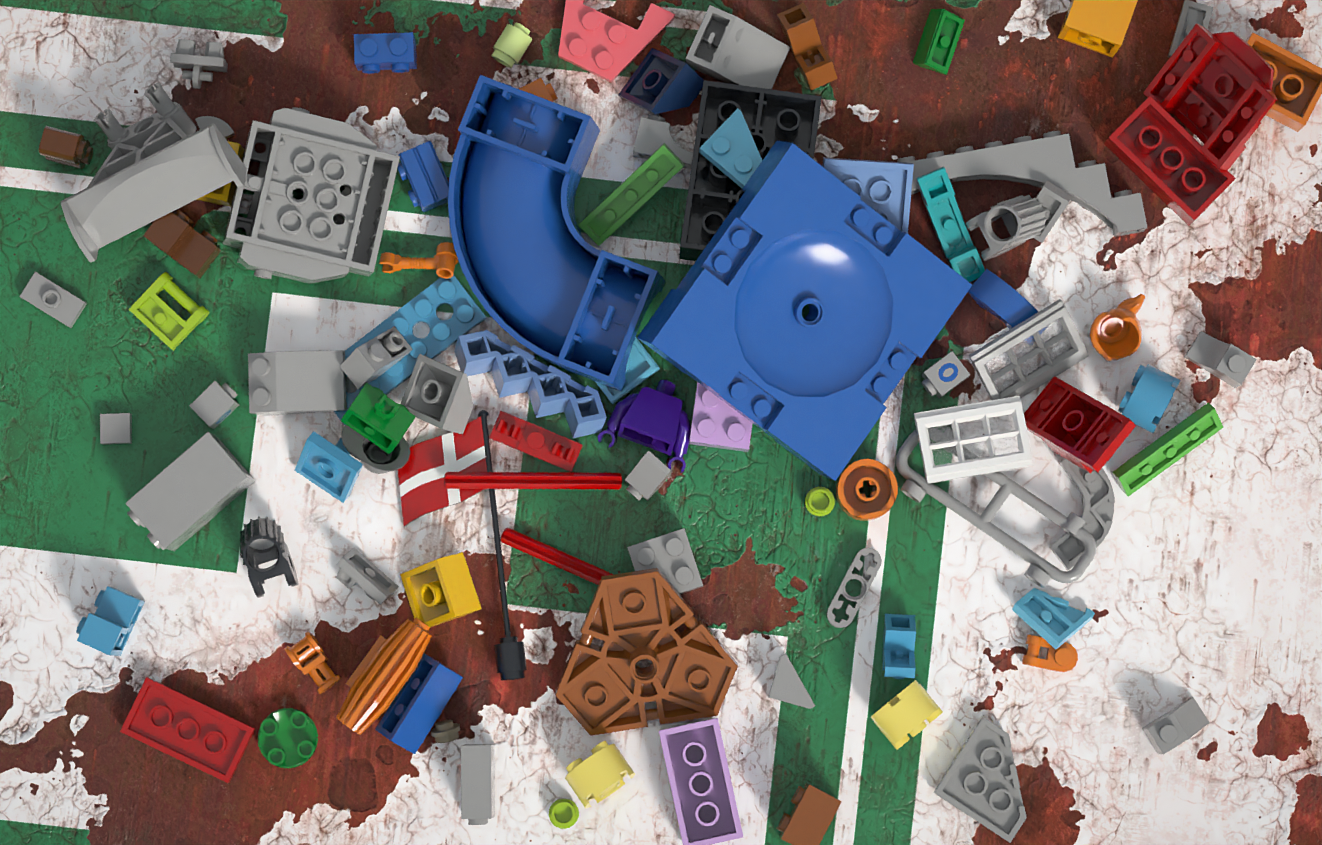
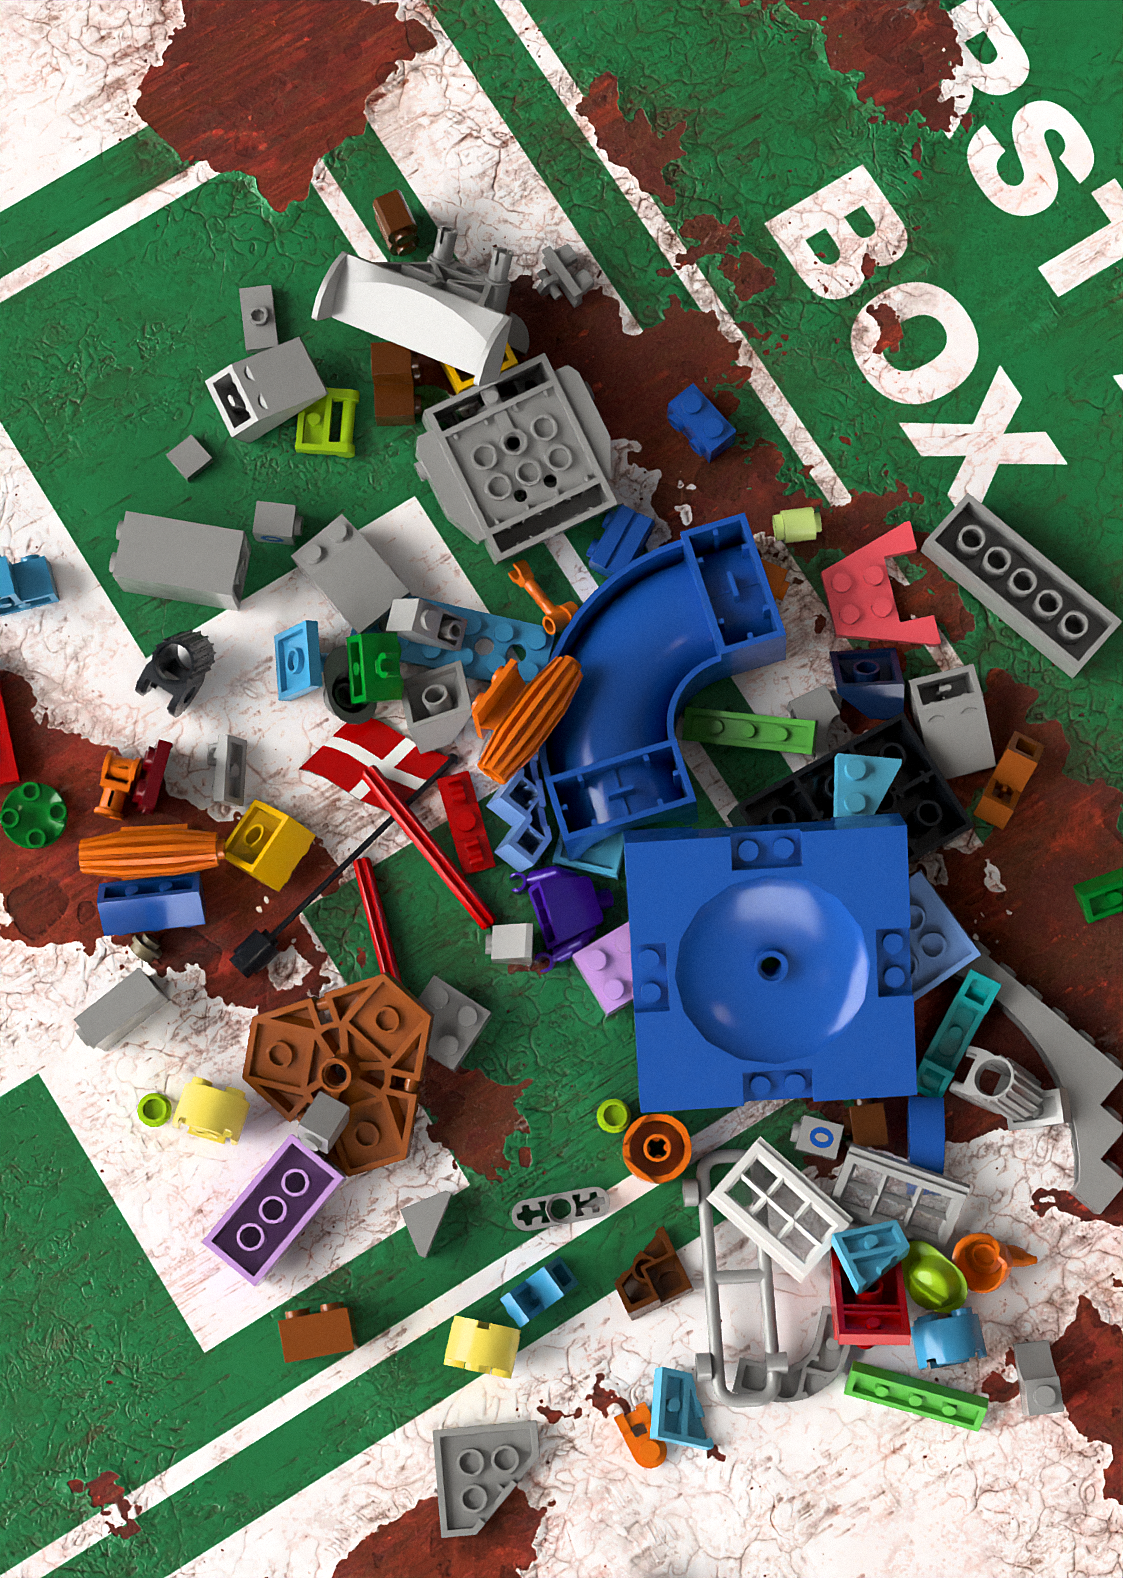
camera: 50 degrees right, 5 degrees down
(113, 335) = (266, 389): none -> light grey slope
(324, 625) = (148, 788): none -> dark red plate
(499, 341) = (522, 713): none -> orange plate
(669, 703) = (323, 1123): none -> light grey brick
(950, 562) = (653, 1278): none -> reddish brown slope
(962, 335) = (866, 1123): none -> reddish brown brick
(1051, 402) = (870, 1252): none -> medium azure wing
(1100, 374) = (933, 1279): none -> lime piece

